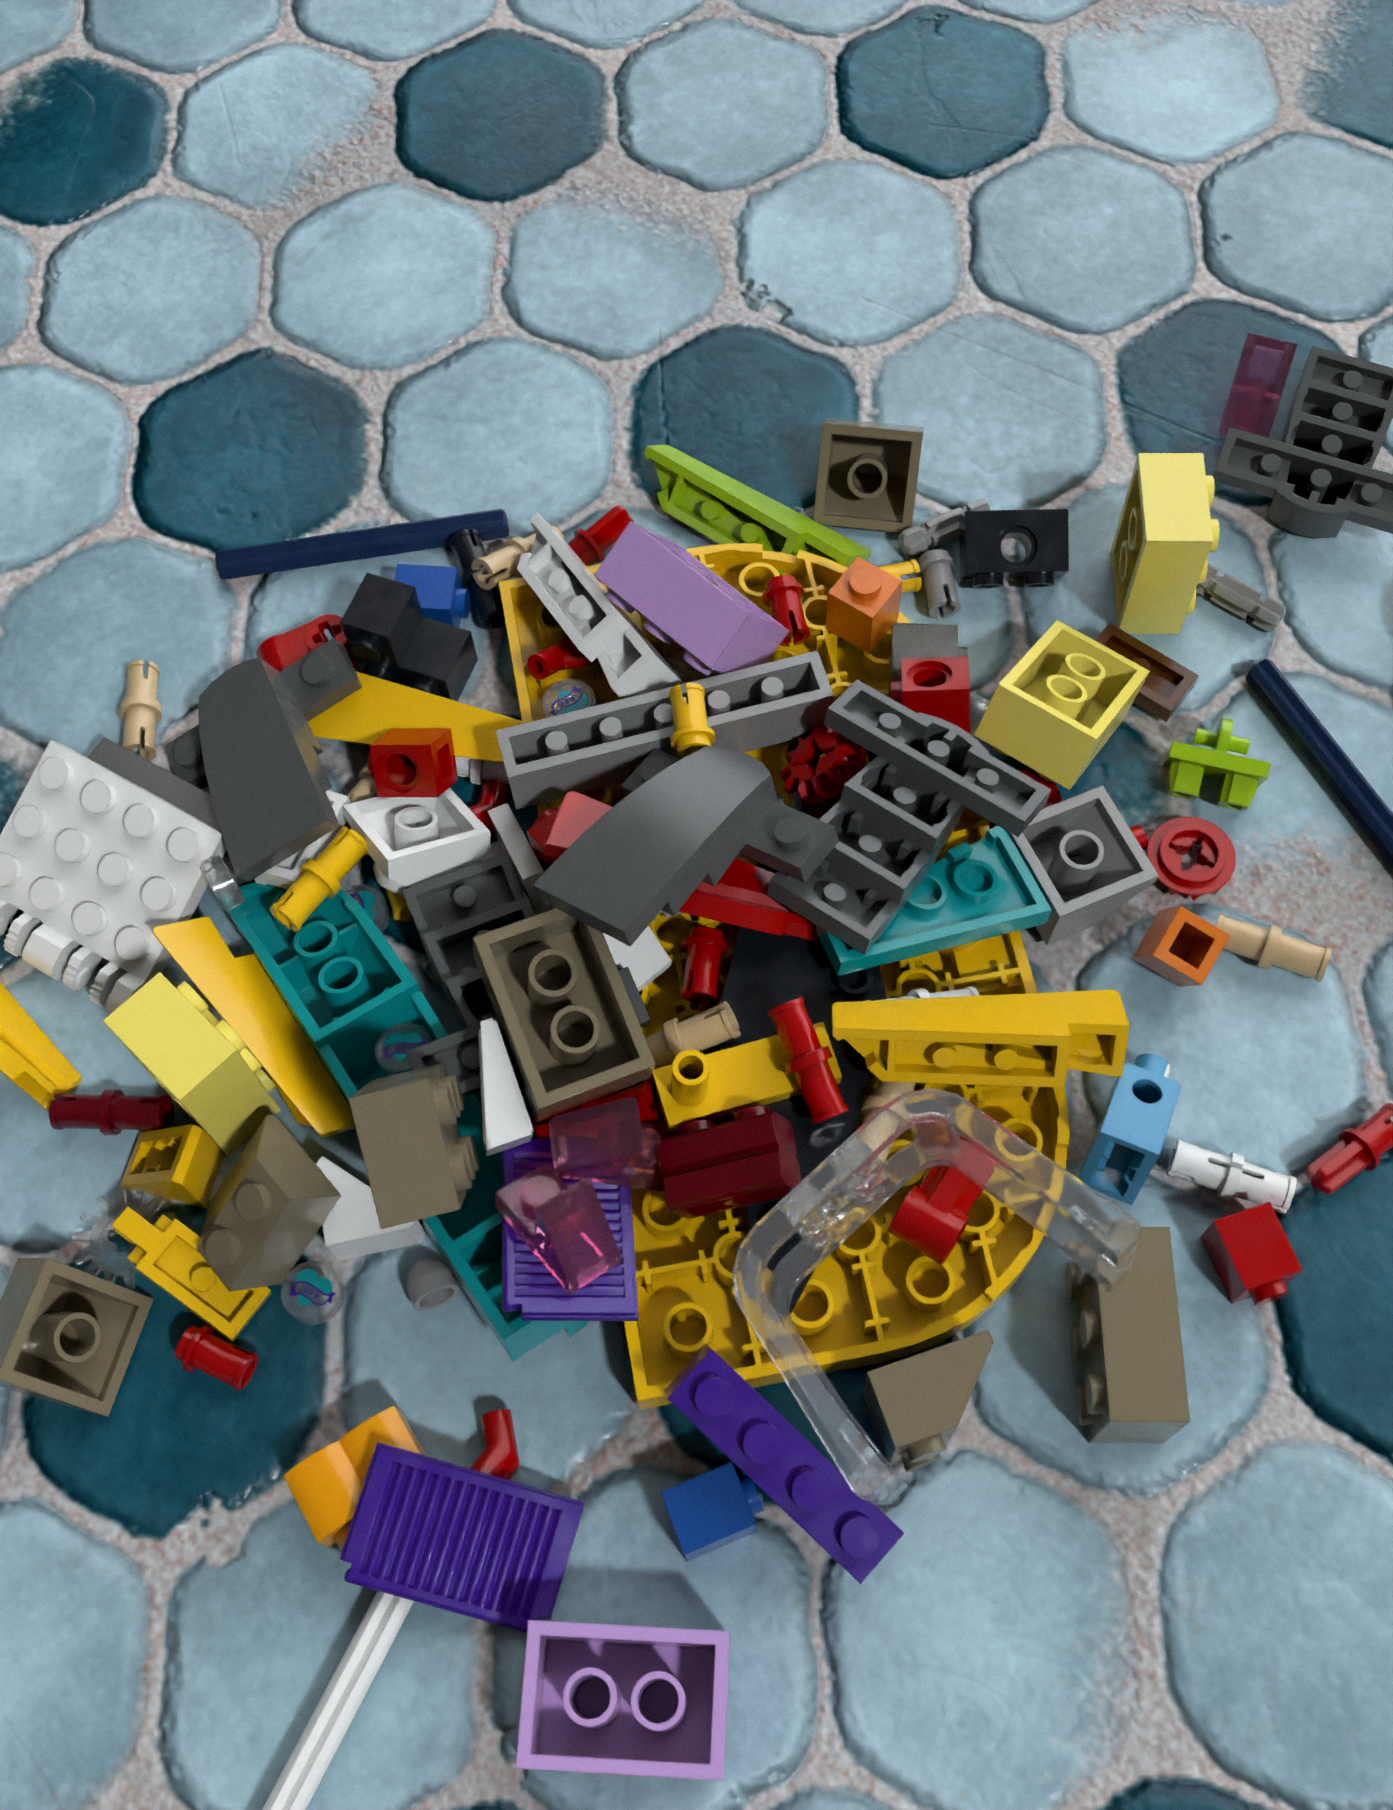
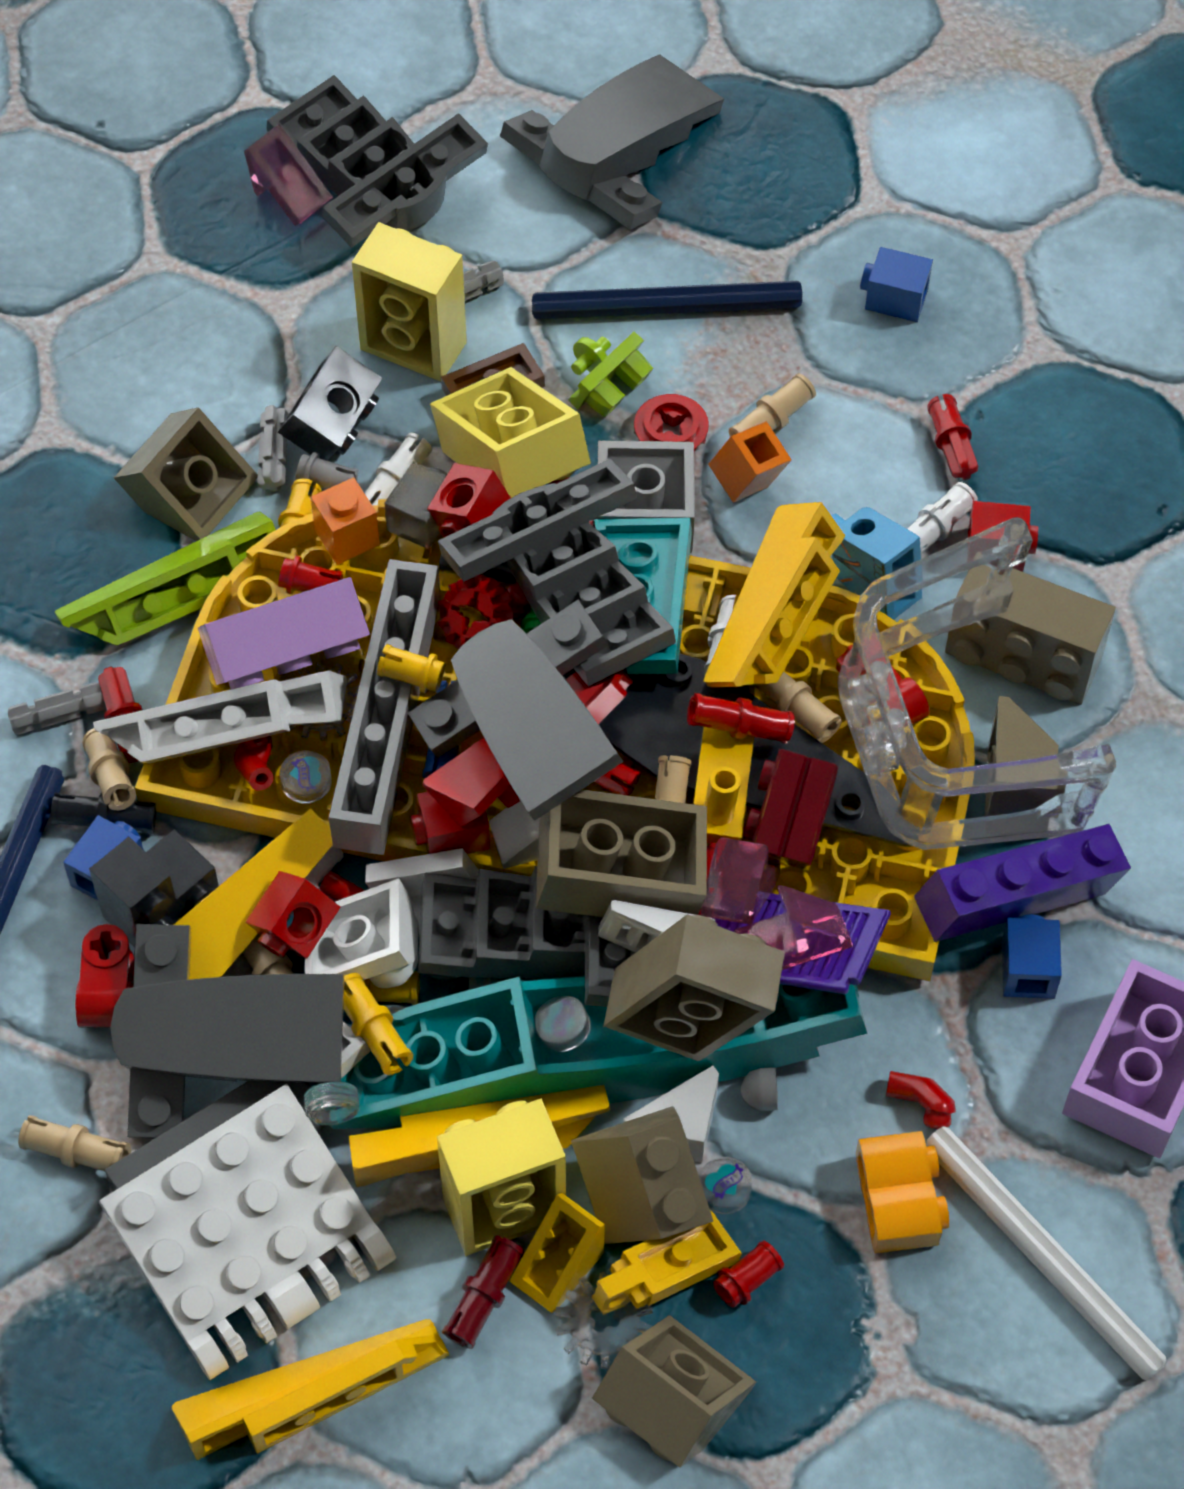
camera: 70 degrees left, 5 degrees down
(459, 1538) = (980, 1132): dark purple window -> none
(569, 493) = (56, 708): none -> light grey axle
(987, 638) = (392, 471): none -> white pin

